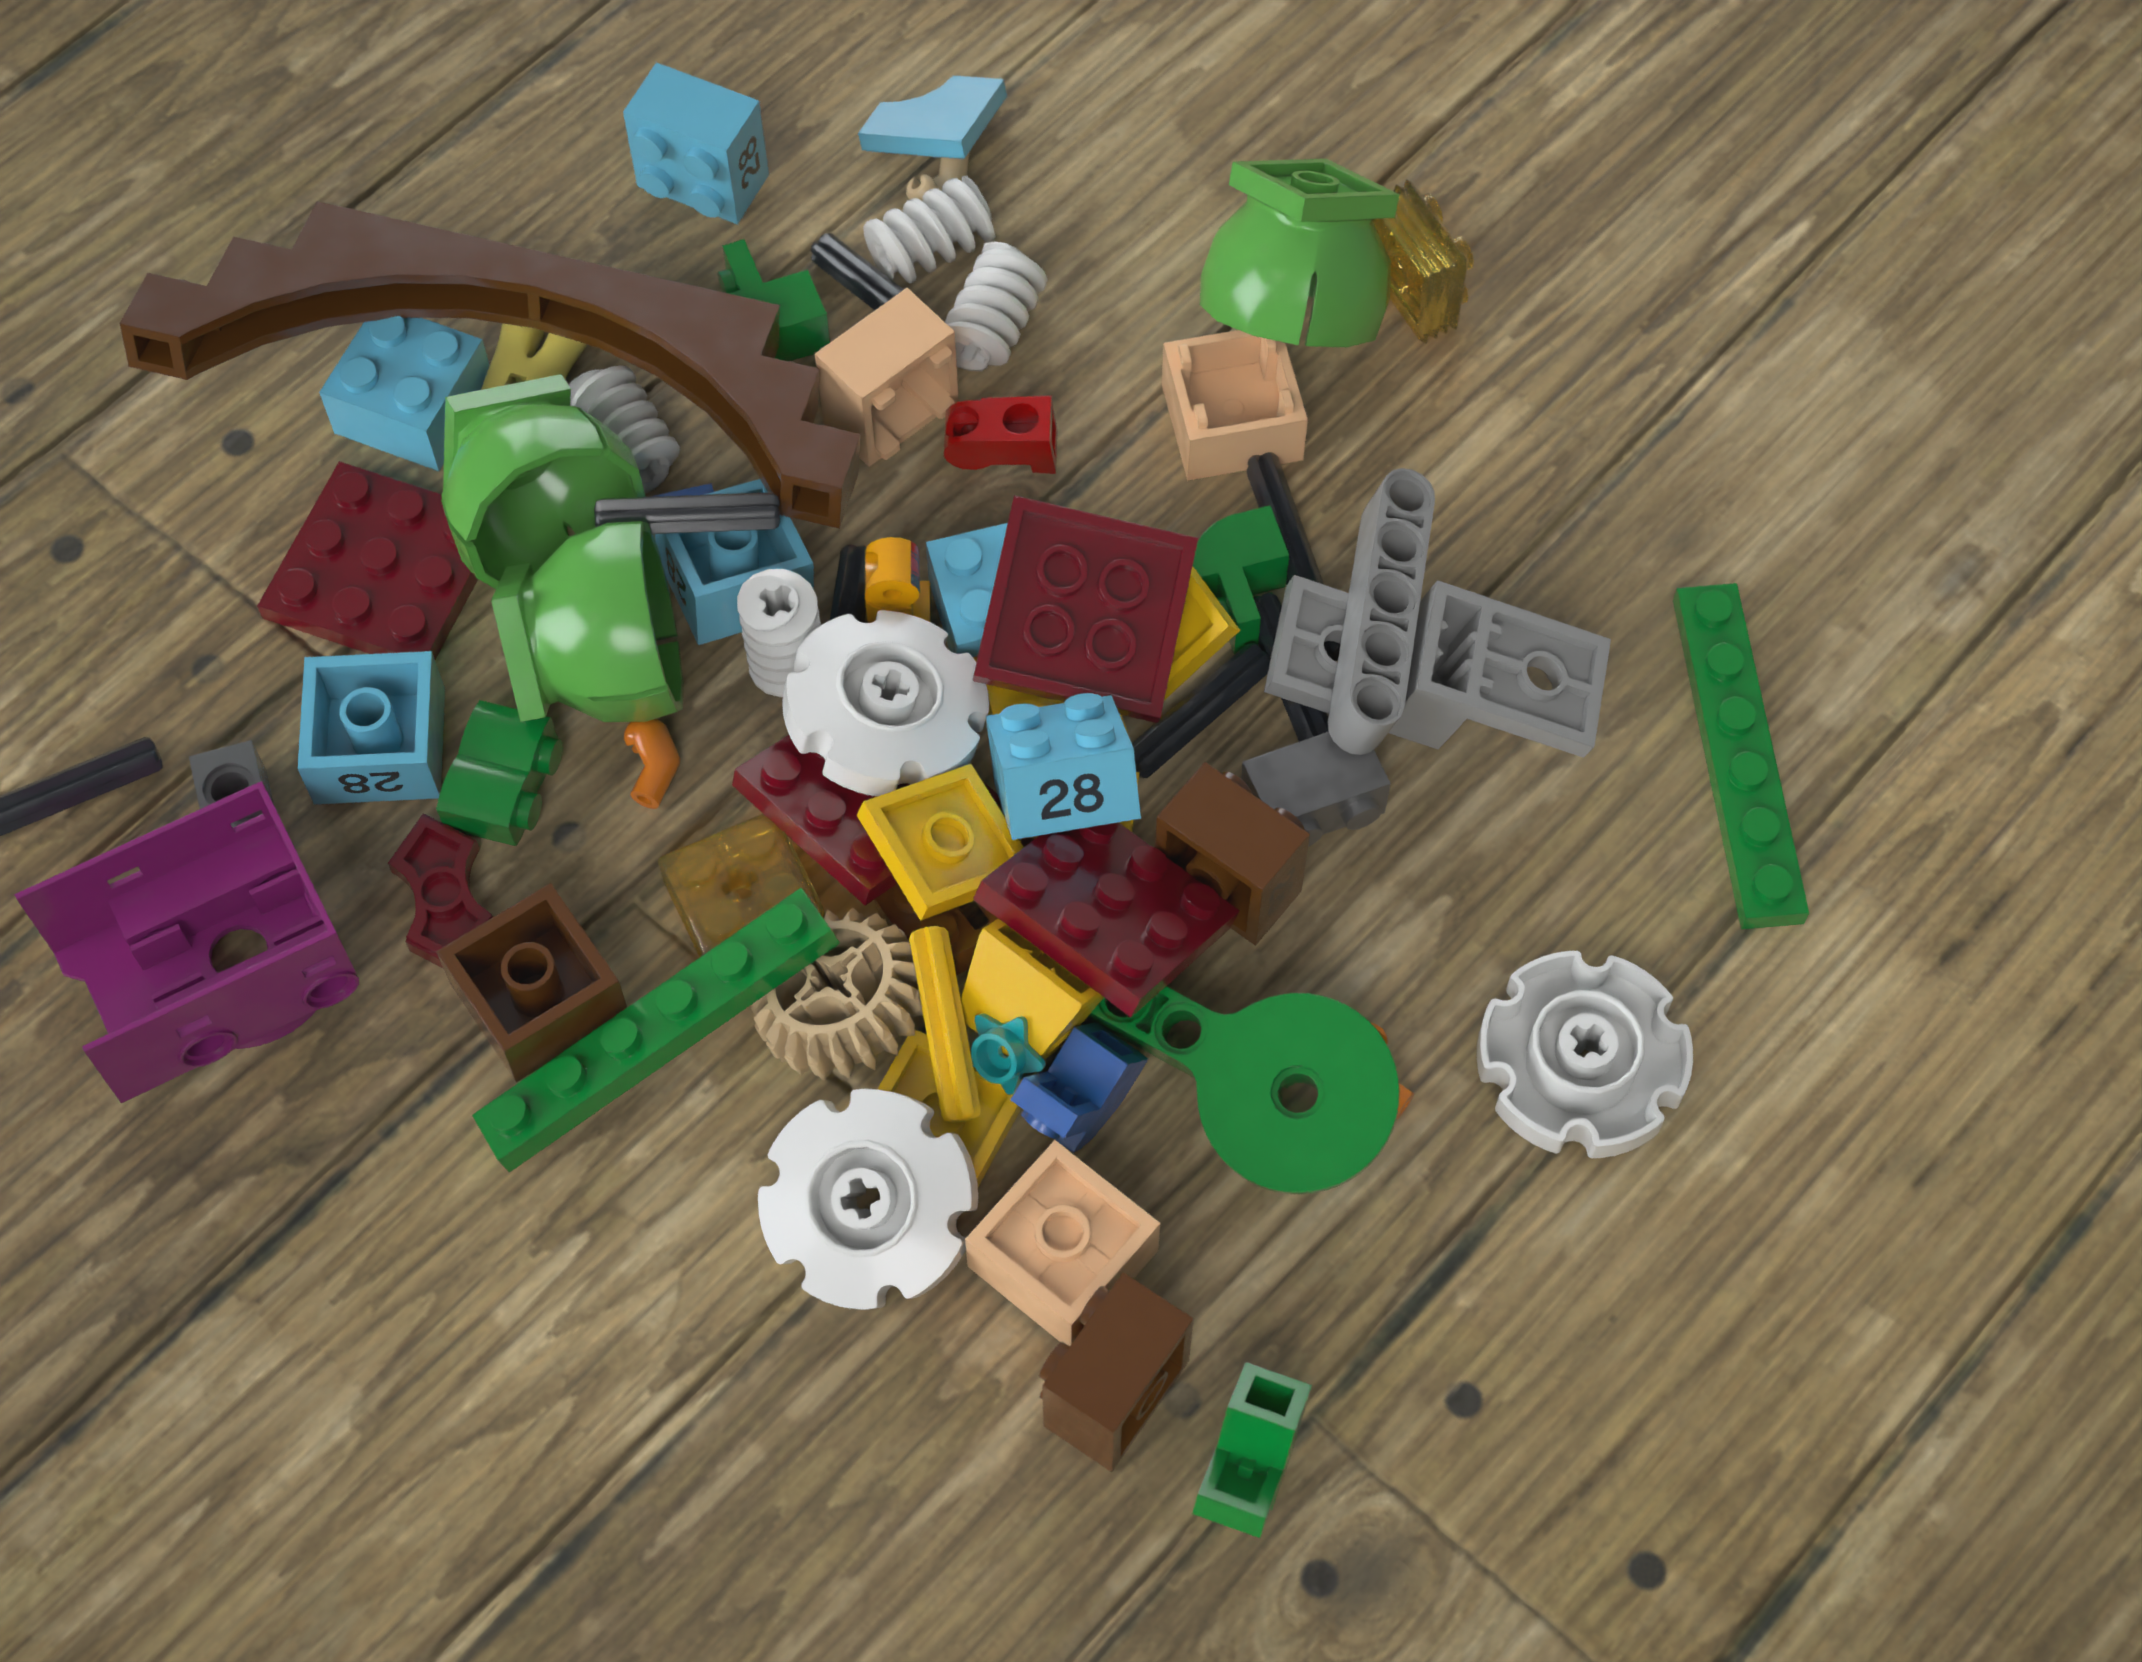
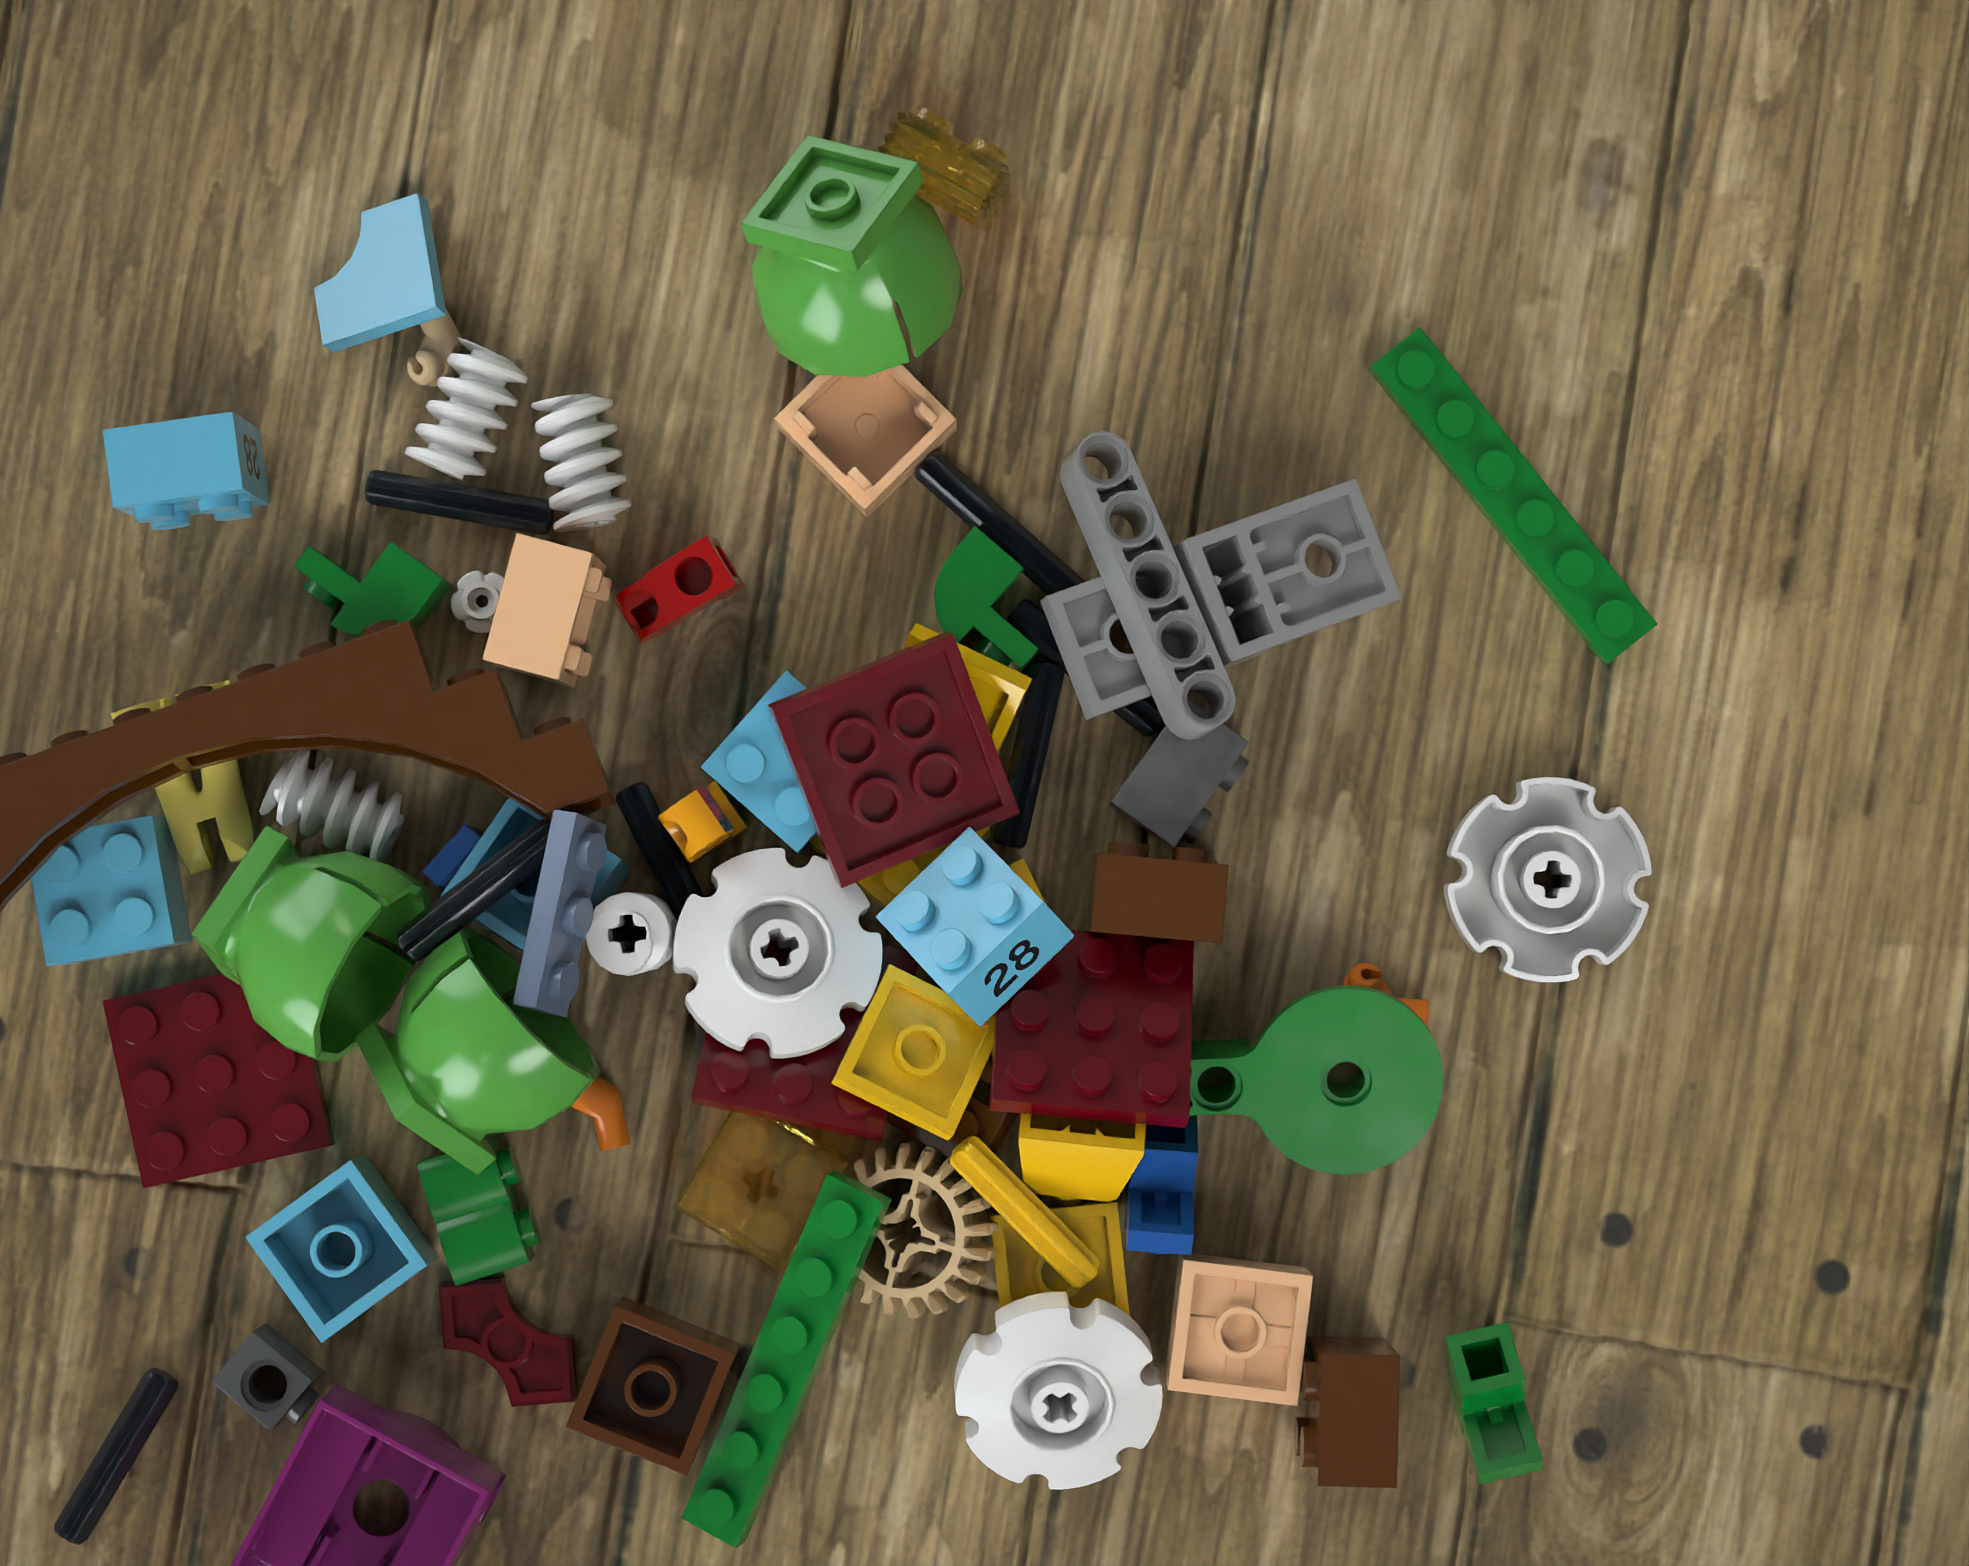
camera: 35 degrees left, 25 degrees up
(734, 552) = (561, 914): none -> sand blue plate
(990, 1060) = (1087, 1204): teal plate -> none

